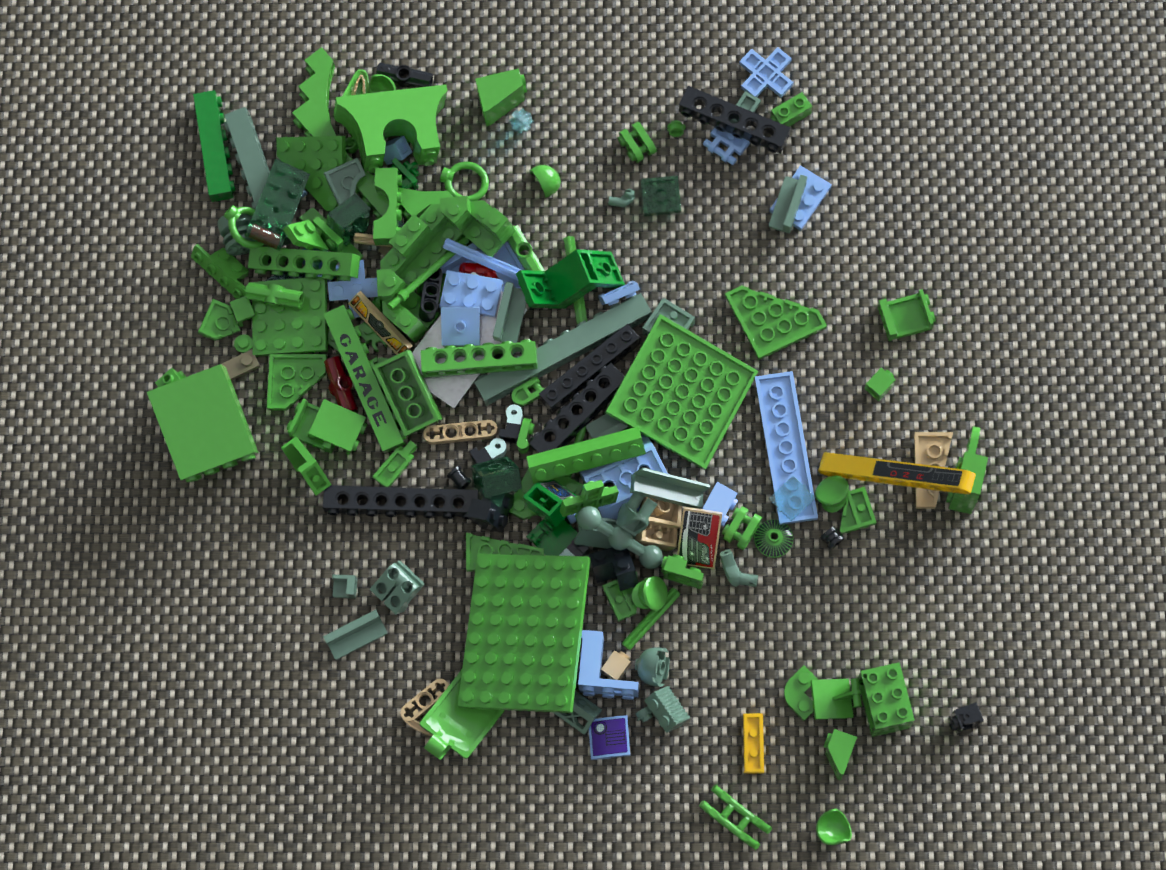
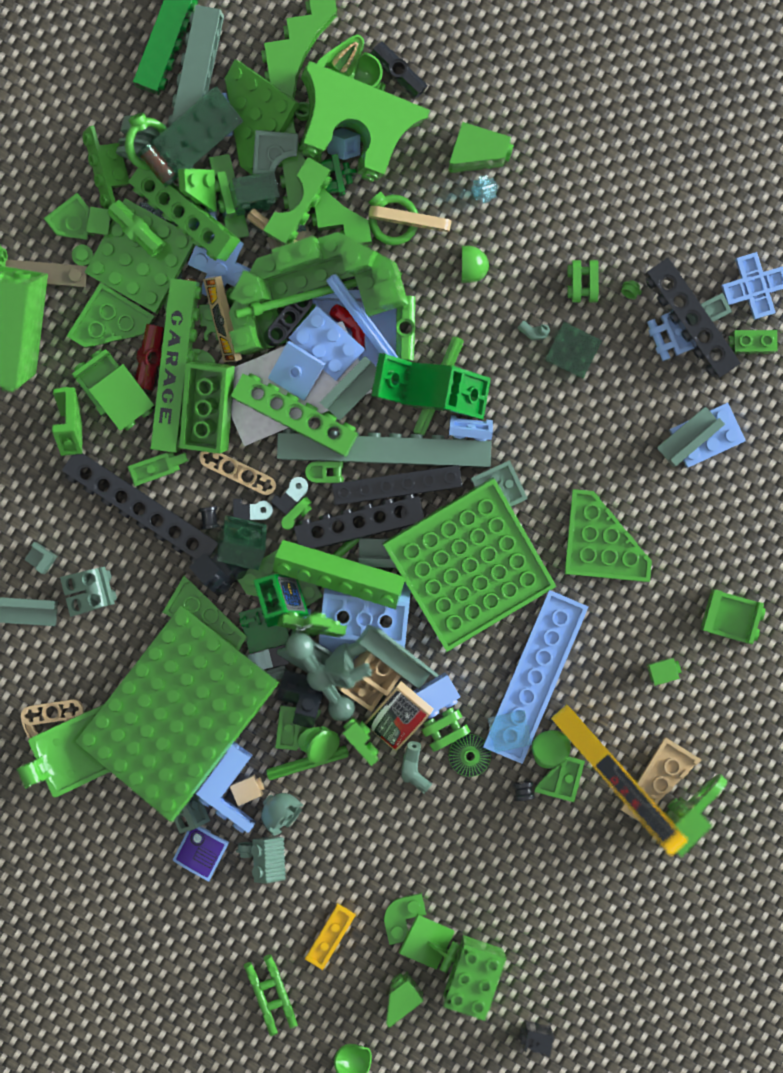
camera: 25 degrees right, 15 degrees up
(478, 172) = (409, 218): none -> tan beam

